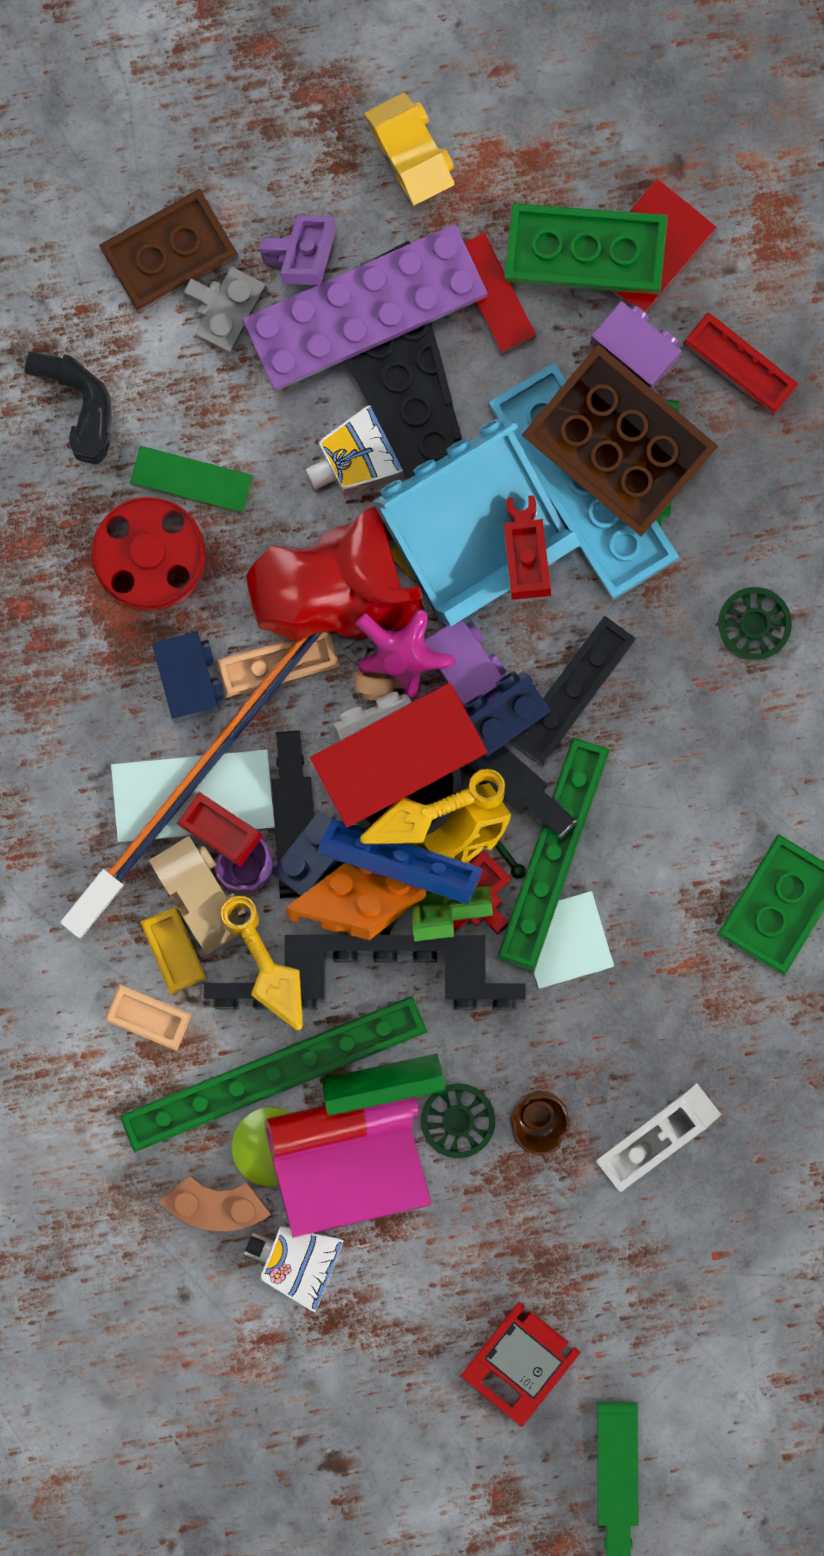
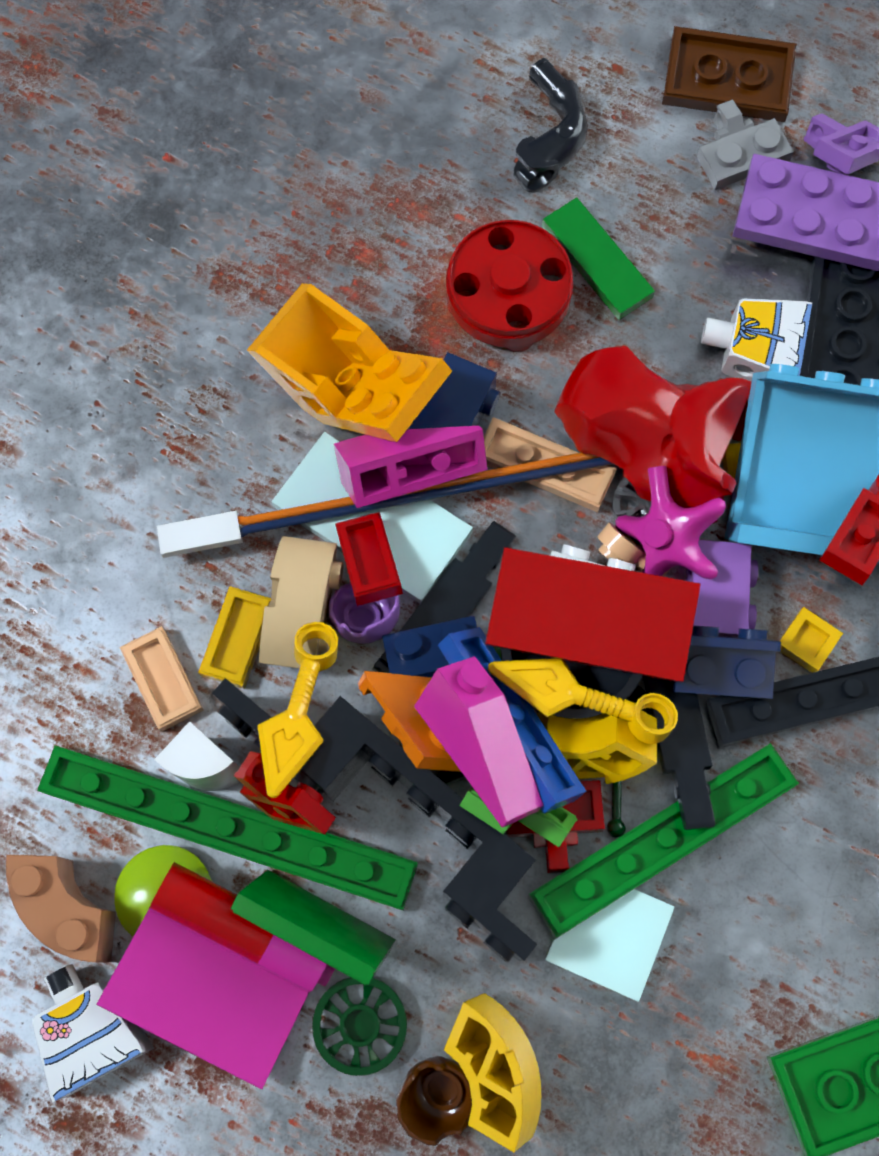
camera: 40 degrees right, 10 degrees down
(97, 712) = (343, 369): none -> light orange bracket
(189, 745) = (384, 469): none -> dark pink slope
(227, 1046) = (198, 761): none -> white brick
(316, 1022) = (294, 806): none -> red hinge
(391, 889) = (480, 736): none -> dark pink slope
(546, 646) = (809, 640): none -> yellow tile
(562, 1074) = (499, 1071): none -> yellow brick

